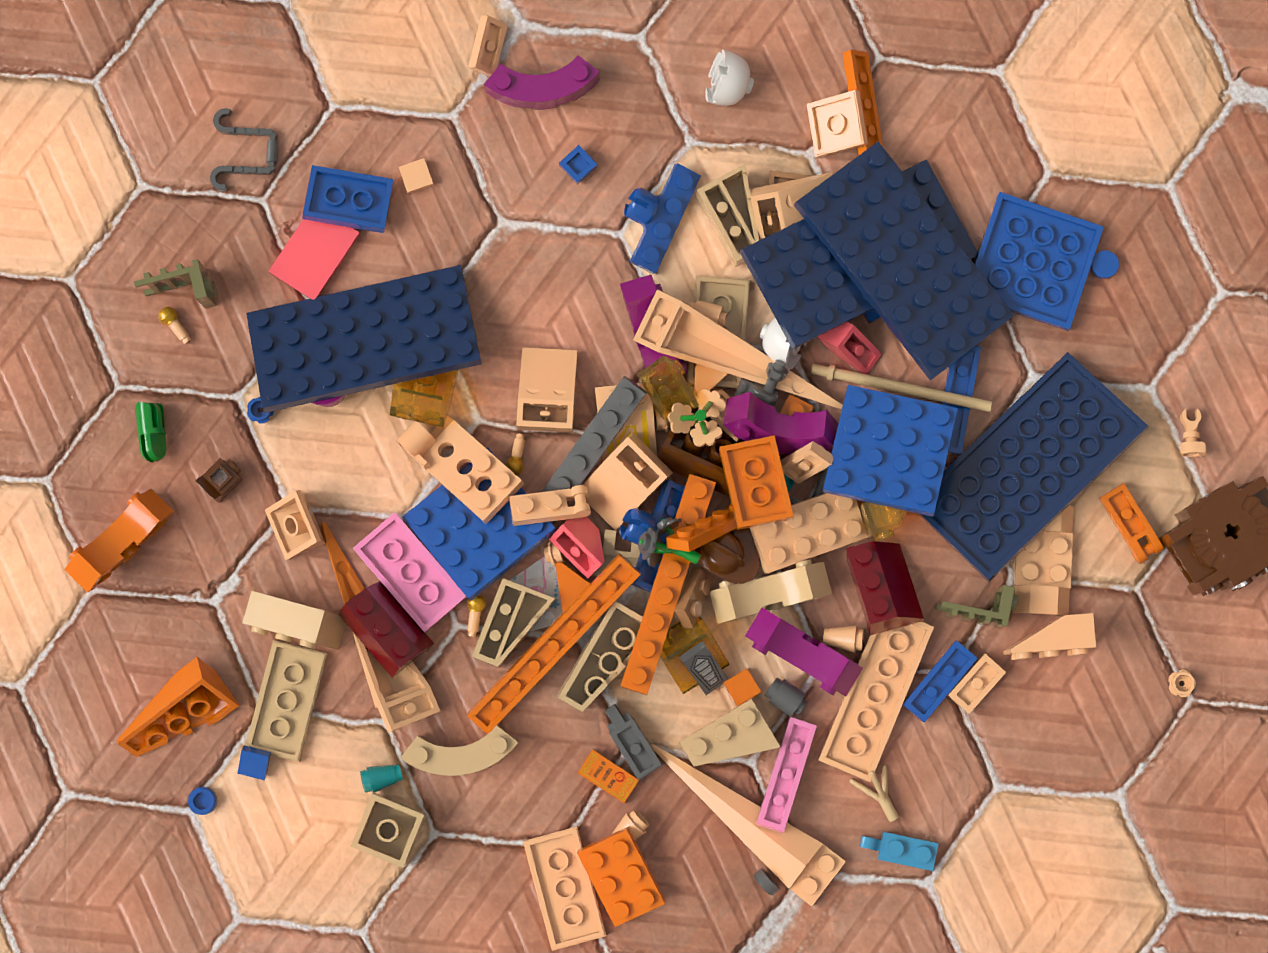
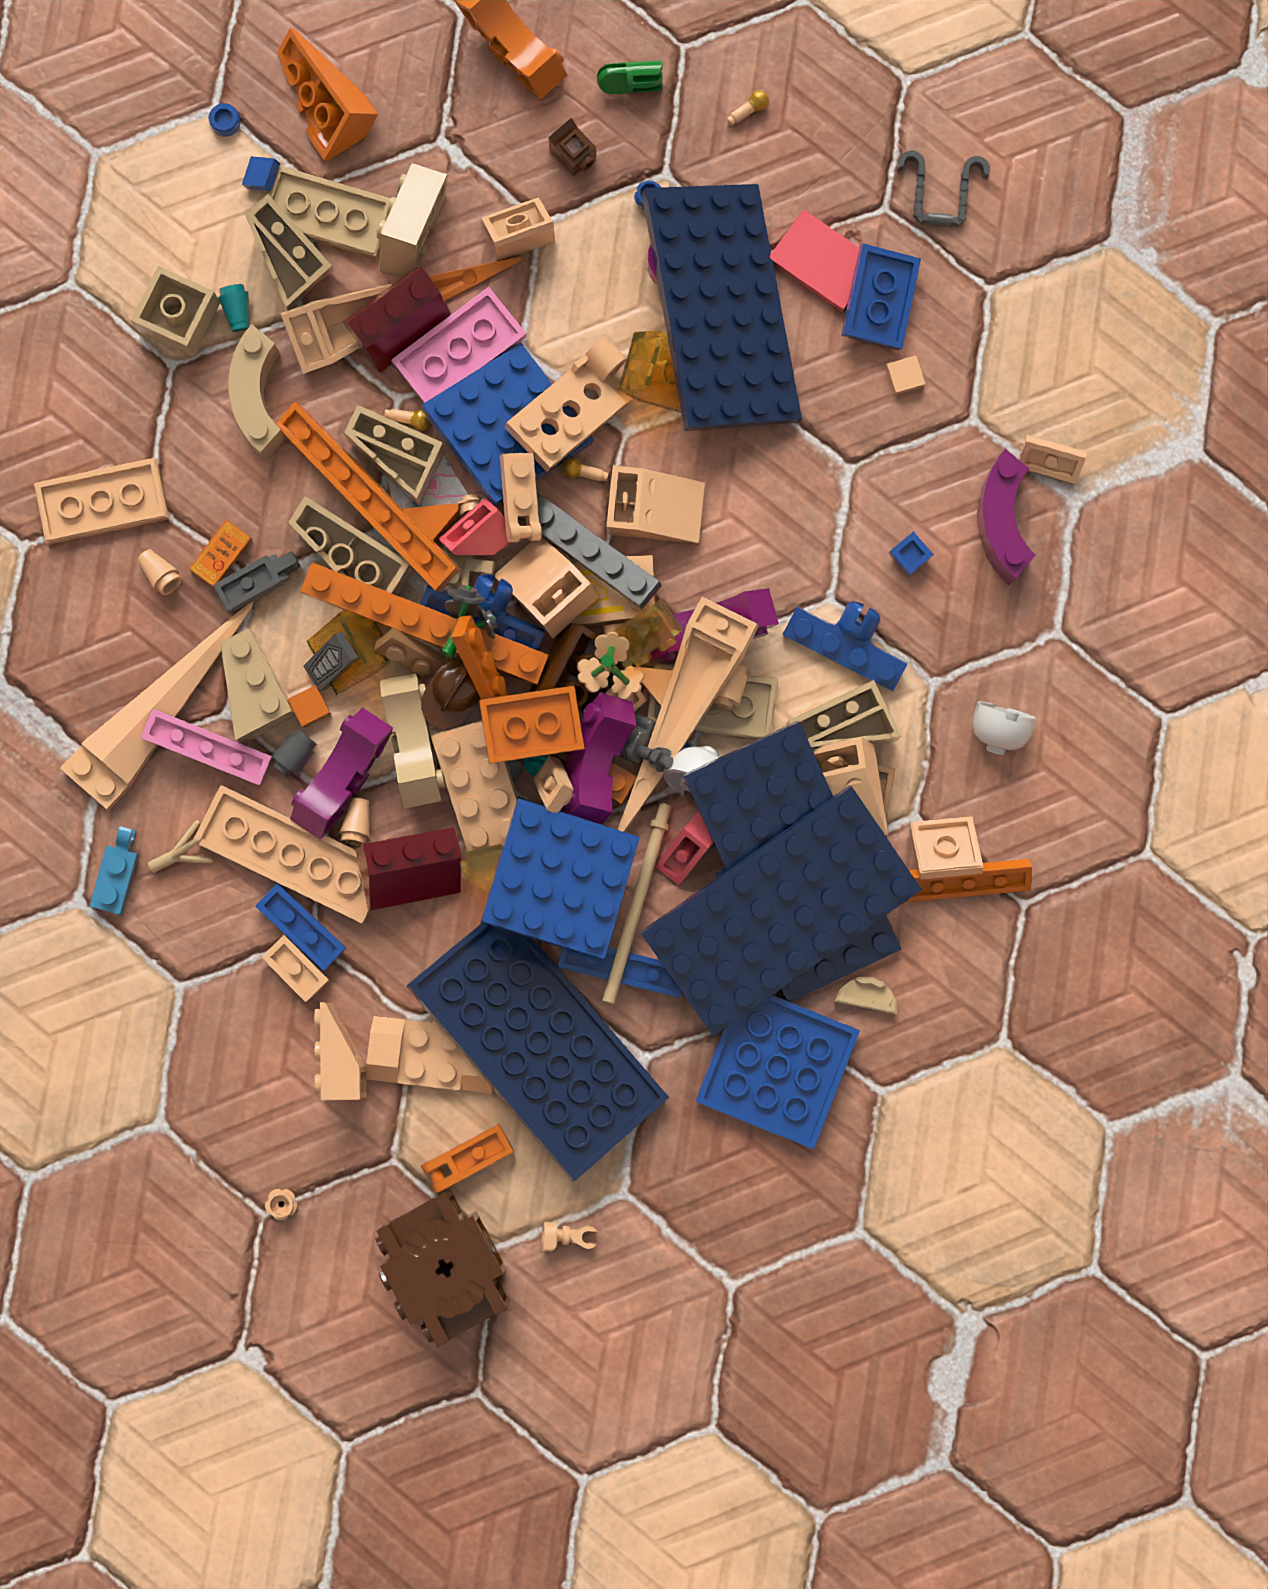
camera: 85 degrees right, 0 degrees up
(197, 275) = (797, 129): olive plate -> none
(330, 730) = (287, 251): none -> tan wedge
(621, 876) = (107, 560): orange plate -> none
(766, 881) = (90, 720): dark grey tile -> none
(966, 187) = (867, 994): none -> tan tile
(1003, 604) = (379, 1002): olive plate -> none
(1104, 264) = (770, 1148): blue tile -> none

